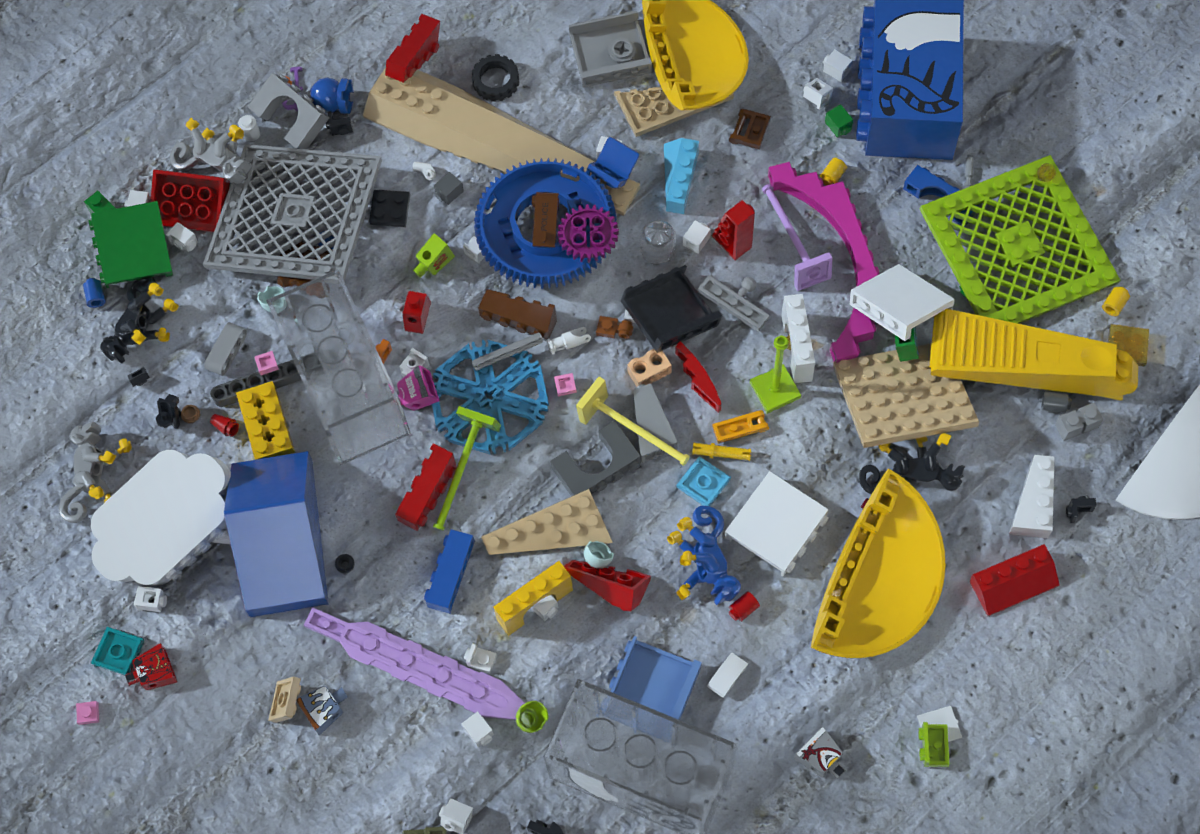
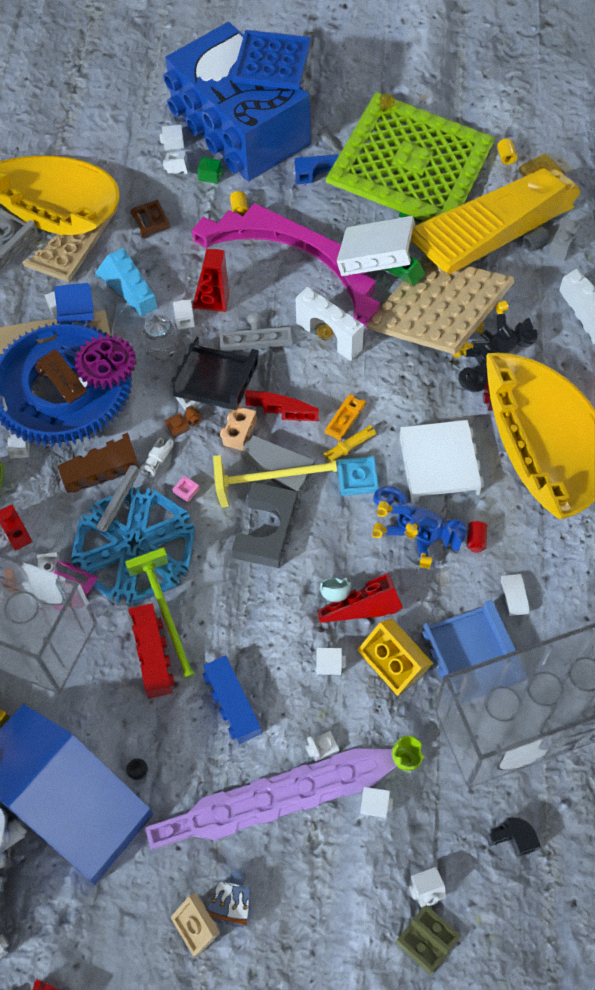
camera: 45 degrees left, 5 degrees down
(552, 581) = (318, 671): yellow arch -> none
(561, 525) = (285, 591): tan wing -> none
(593, 641) = (394, 656): none -> yellow slope
(776, 386) = (343, 371): lime tile -> none
(810, 270) = (291, 275): lavender tile -> none
(960, 63) = (271, 59): none -> blue plate

